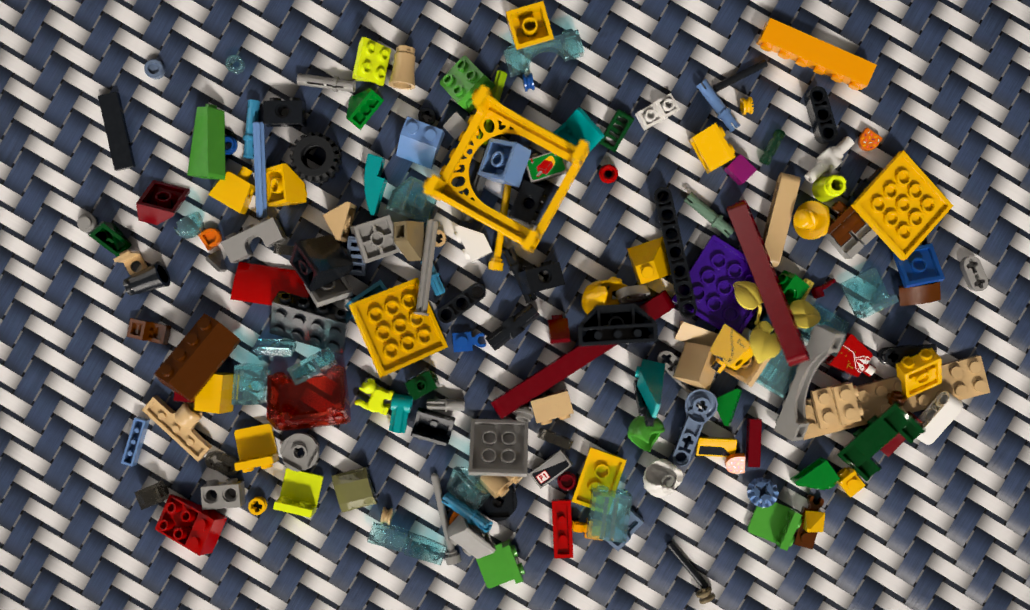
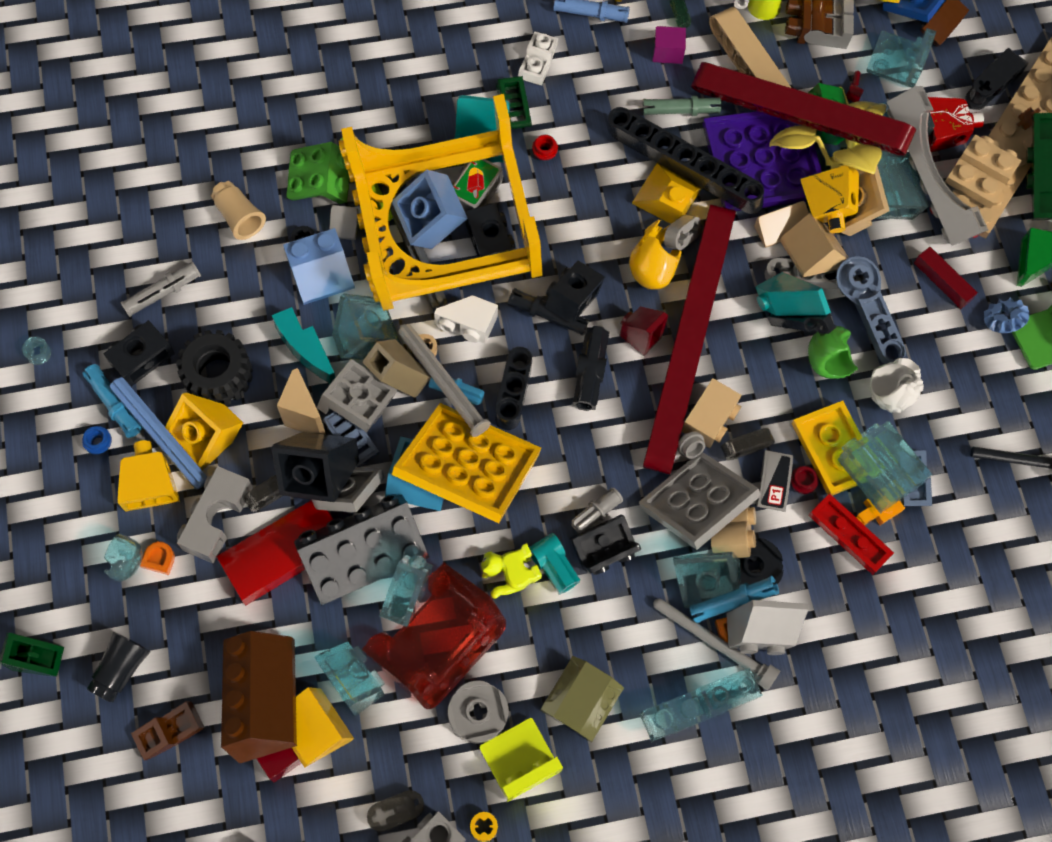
camera: 45 degrees left, 20 degrees down
(128, 257) = (72, 659): tan bracket -> none
(160, 202) = (64, 564): dark red slope -> none
(179, 425) = (301, 810): tan plate -> none
(208, 144) = (75, 453): bright green slope -> none
(217, 261) = (188, 576): flat silver slope -> none
(255, 447) = (419, 753): yellow bracket -> none
(274, 348) = (352, 607): clear light blue plate -> none
(362, 107) = (223, 281): green slope -> none
(371, 62) = (193, 230): neon yellow bracket -> none
(386, 516) = (647, 695): tan bush -> none
(427, 378) = (550, 508): dark green head -> none
(464, 341) = (555, 428): blue plate -> none
(496, 262) = (512, 321): yellow piece -> none
(501, 565) = (828, 633): bright green bracket -> none
(528, 82) = (382, 126): blue bush -> none
(529, 25) = (334, 70): yellow slope -> none
(566, 45) = (389, 67): clear light blue arch -> none
(617, 326) = (701, 262): black wedge -> none
(712, 148) = (624, 42): yellow slope -> none
(715, 446) = (916, 312): yellow slope -> none
(727, 405) = (885, 261): green slope -> none
(735, 463) = (950, 311): tile -> none
(811, 220) = (782, 32): yellow plate -> none
(919, 372) = (1023, 75): yellow plate -> none

